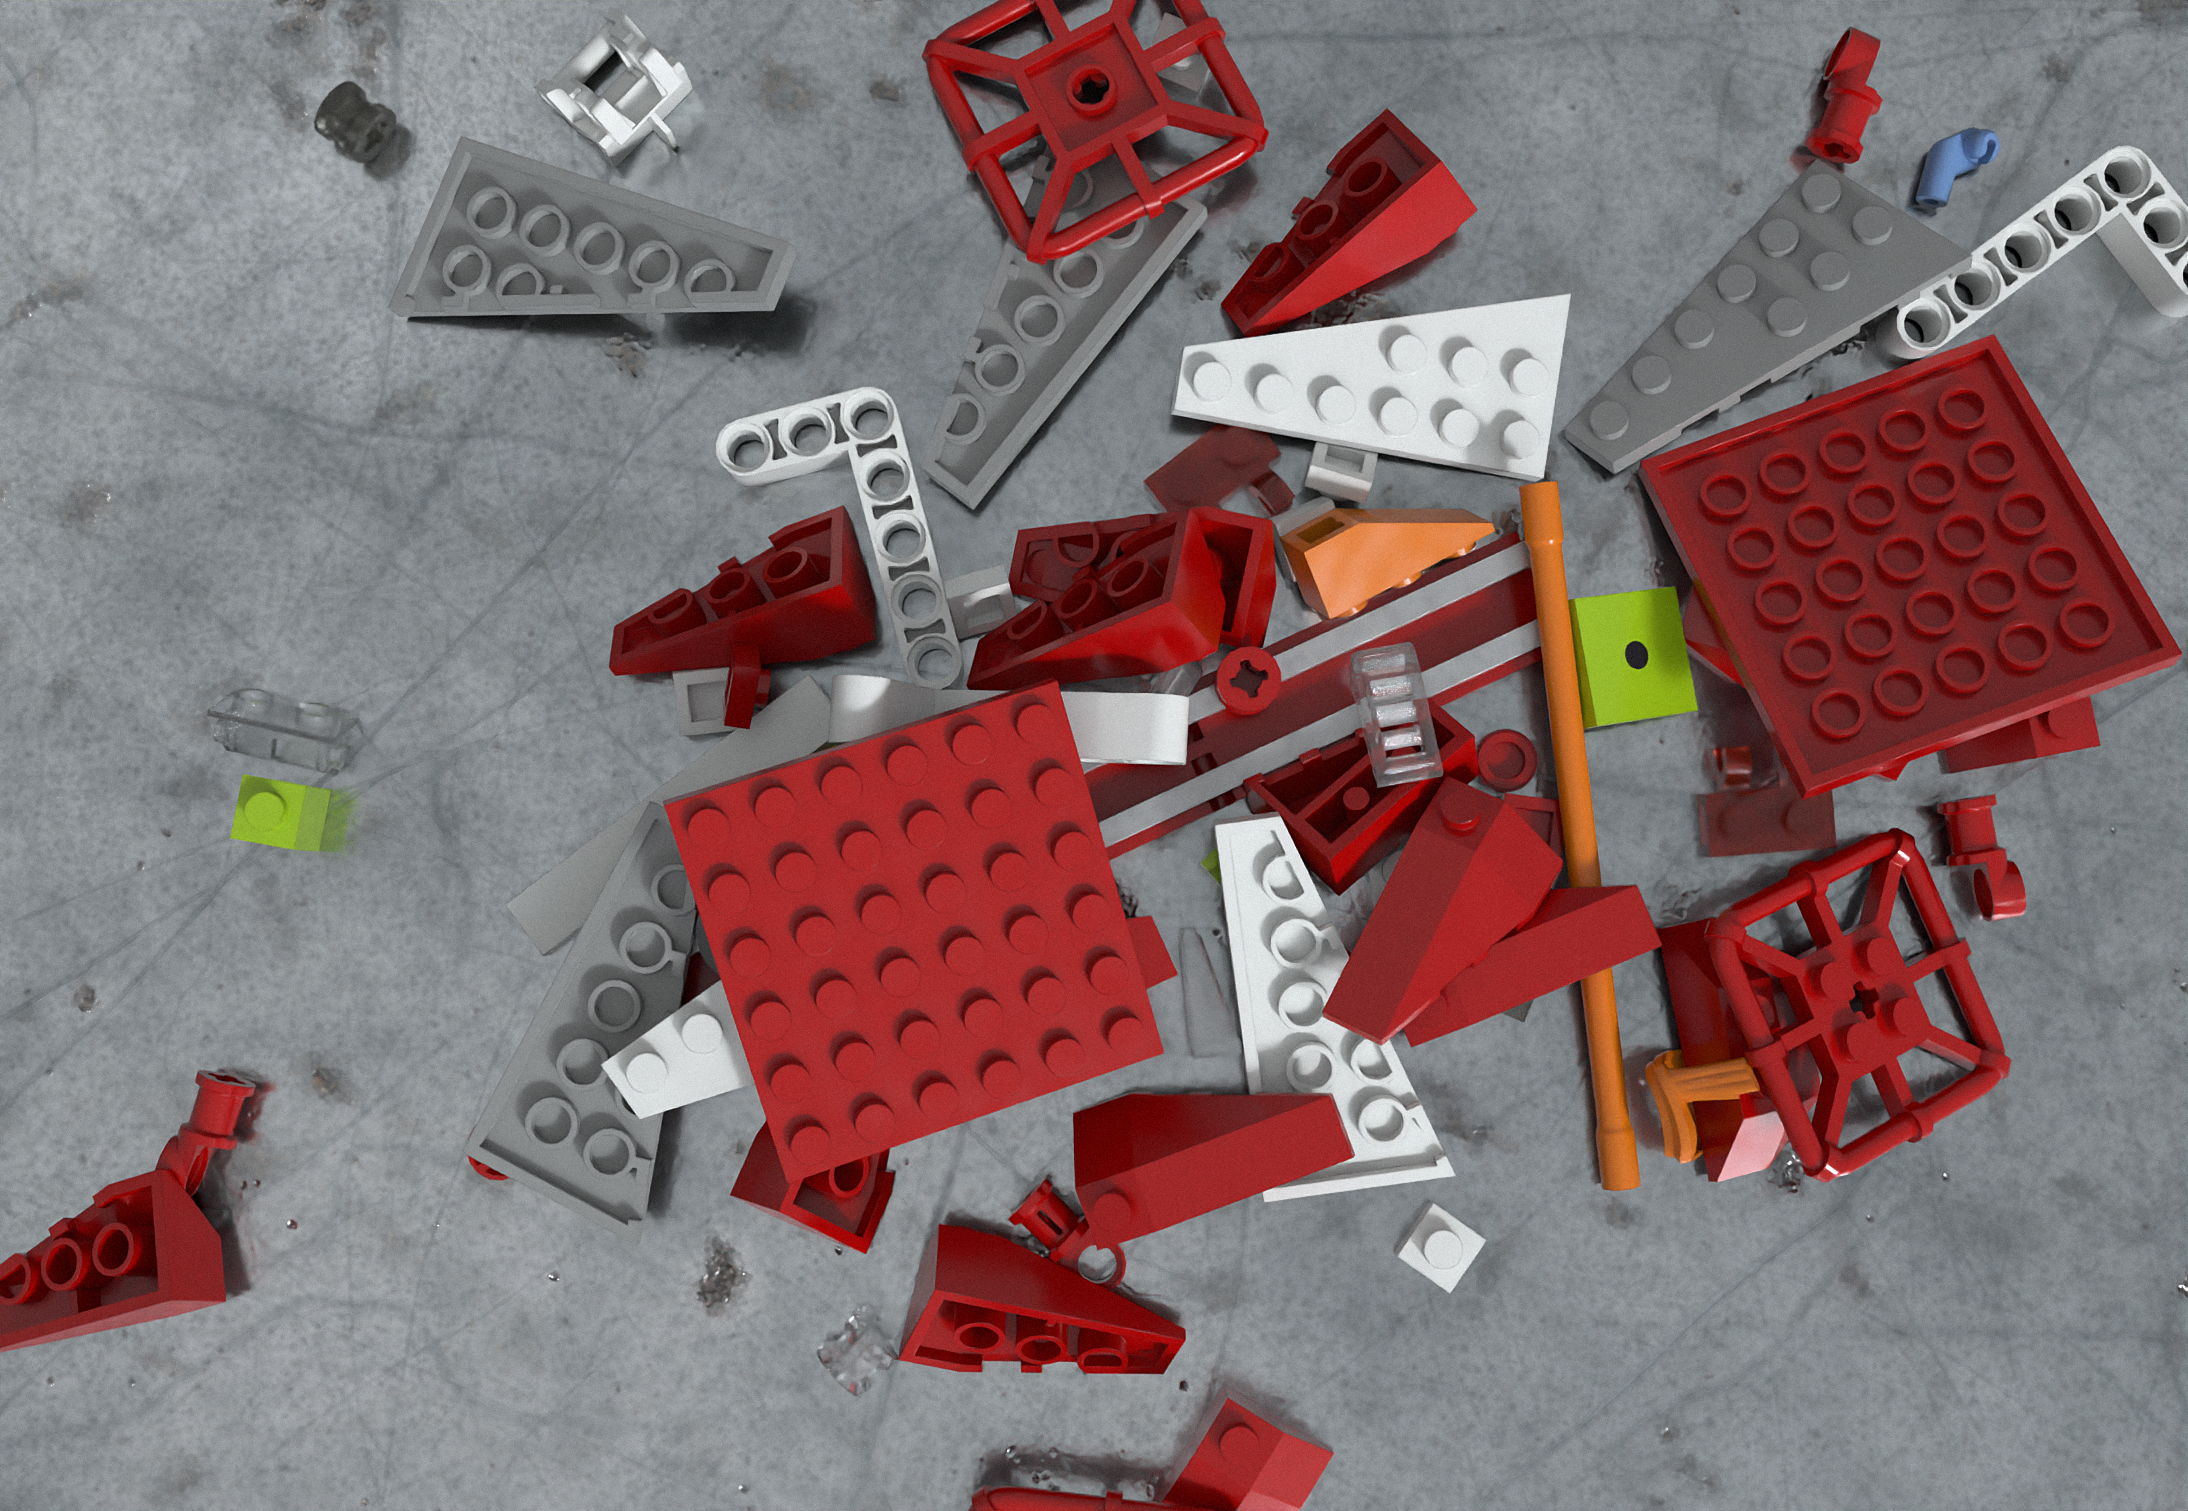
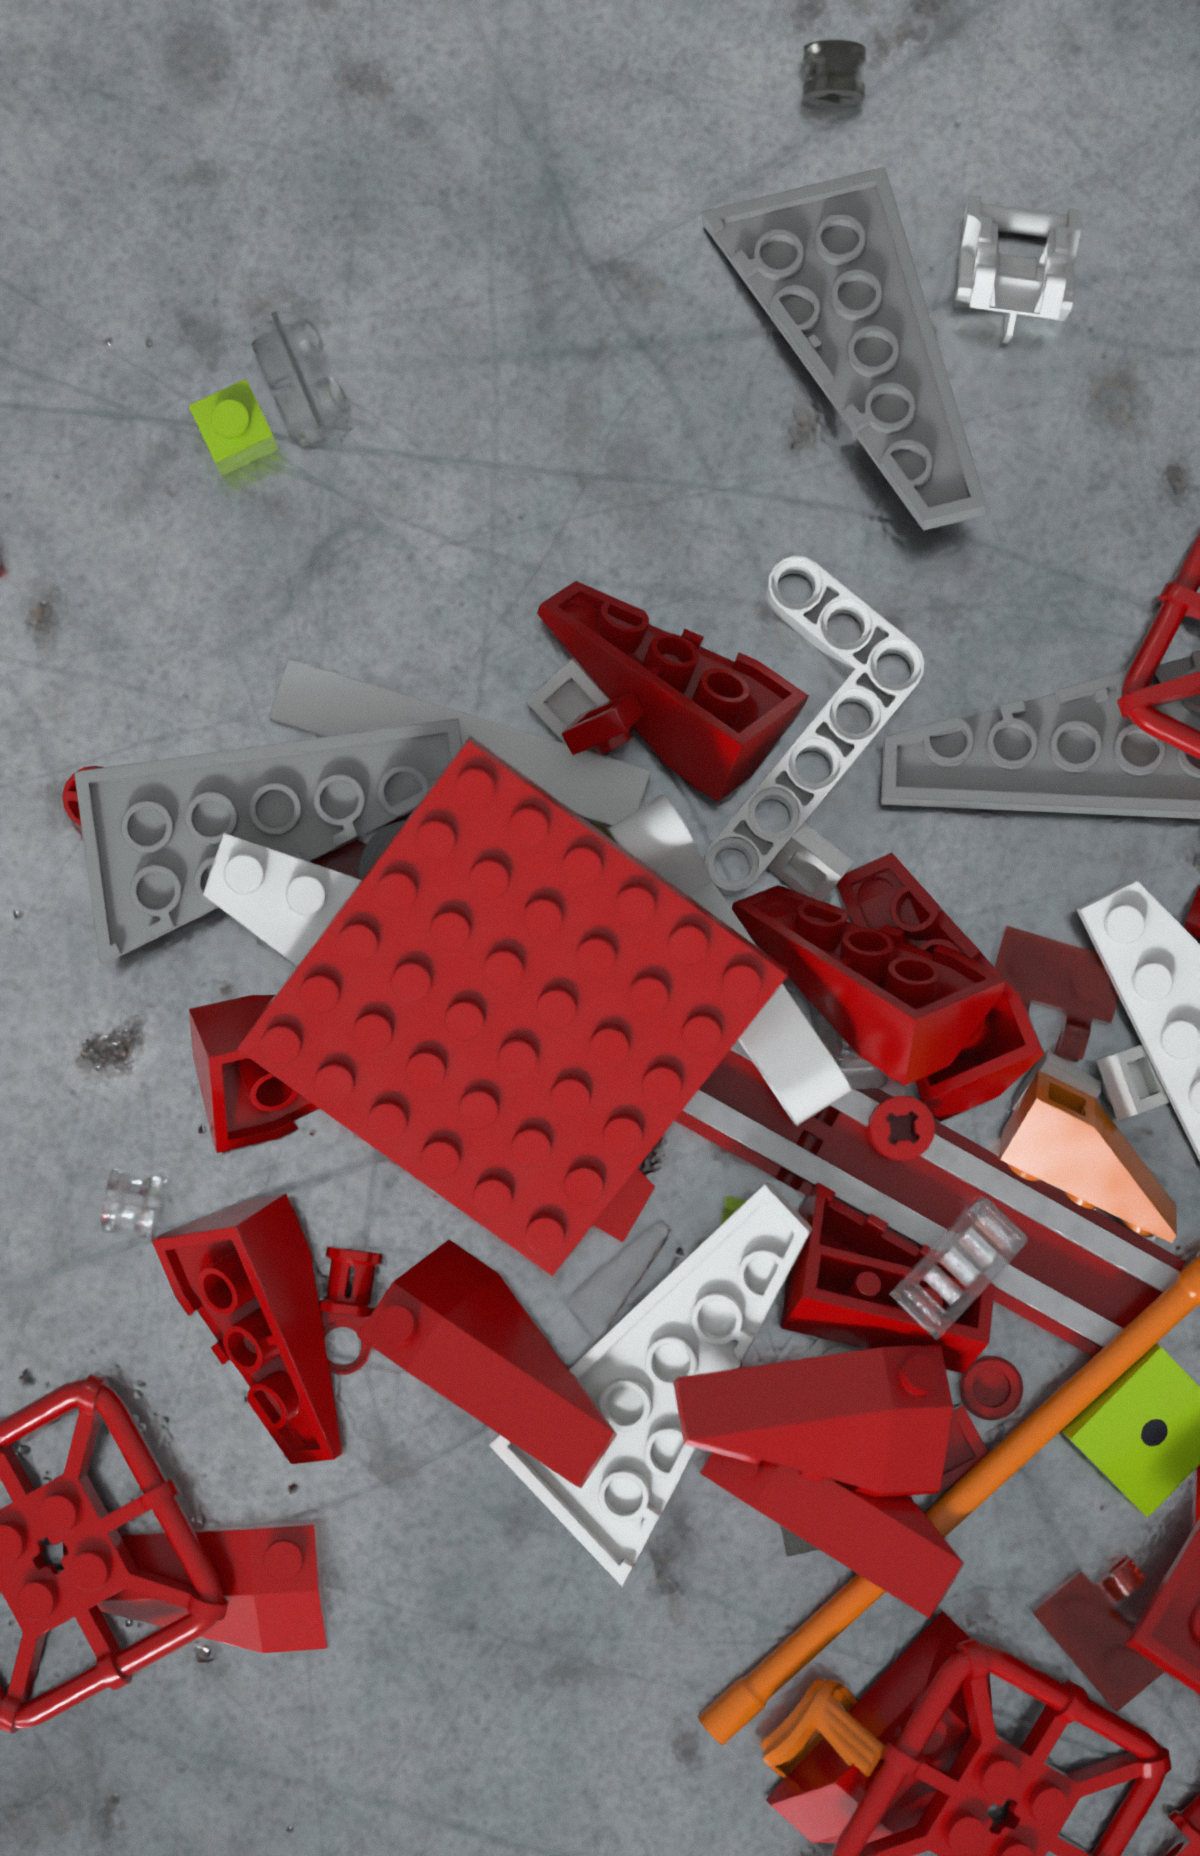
camera: 55 degrees right, 0 degrees up
(1440, 1246) = (555, 1616): white plate -> none

